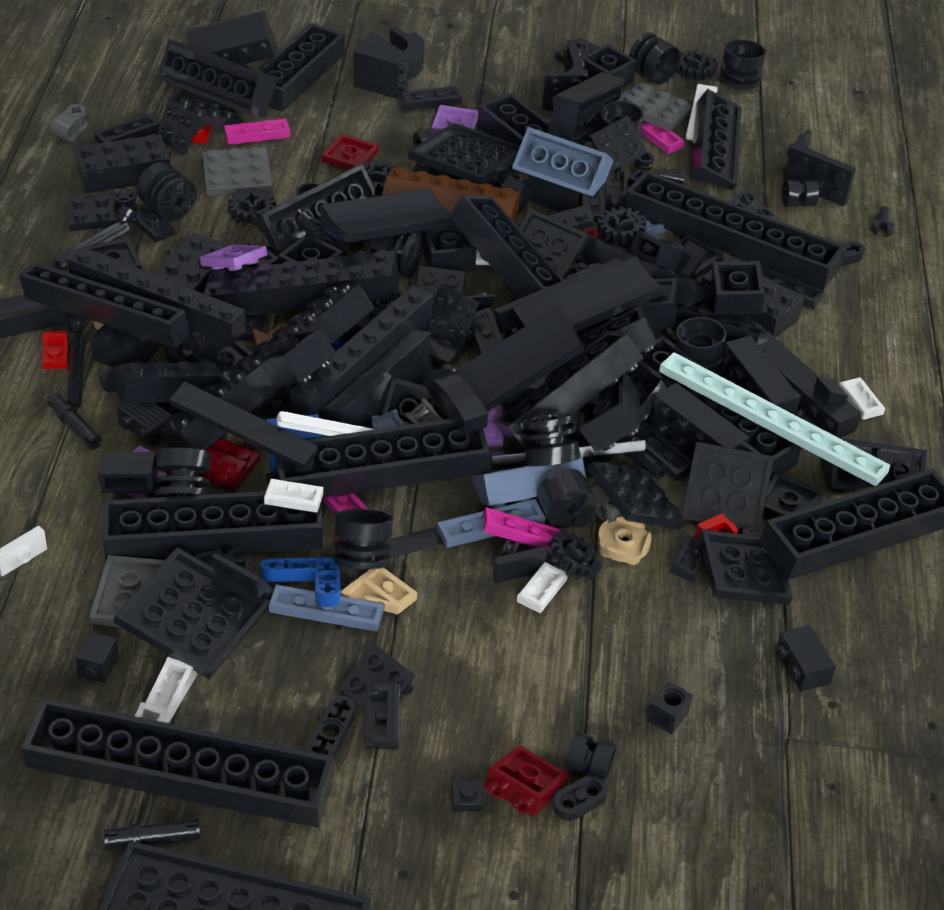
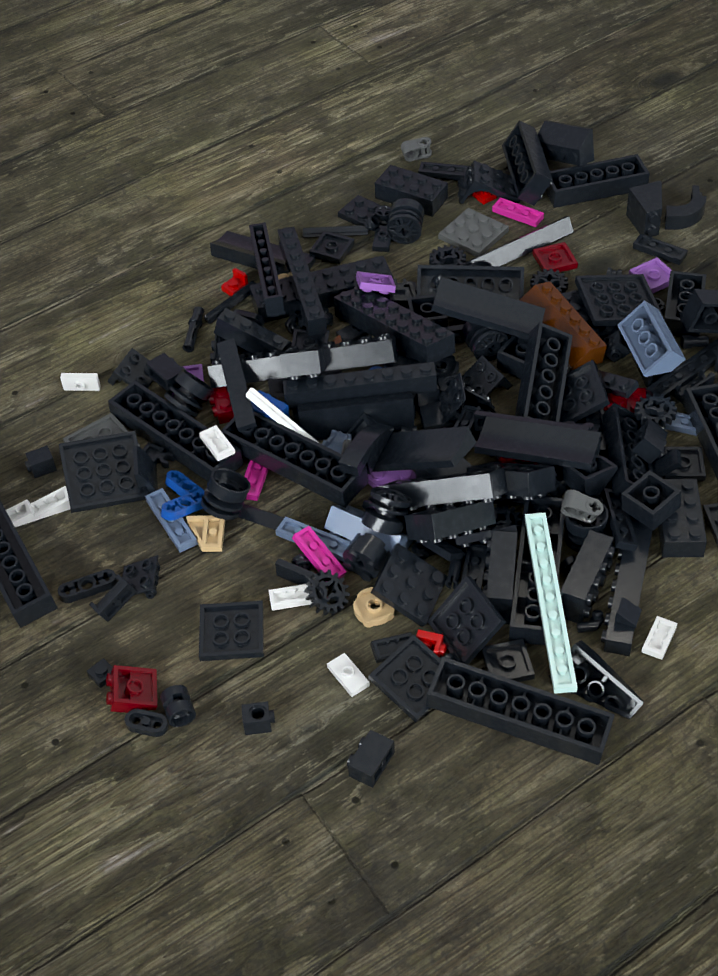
camera: 55 degrees right, 5 degrees up
(63, 497) = (132, 369): none -> black bracket
(306, 155) = (526, 243): none -> tile
(534, 657) = (231, 631): none -> black plate
(683, 611) = (348, 674): none -> white plate
(695, 327) = (578, 506): none -> dark grey piece

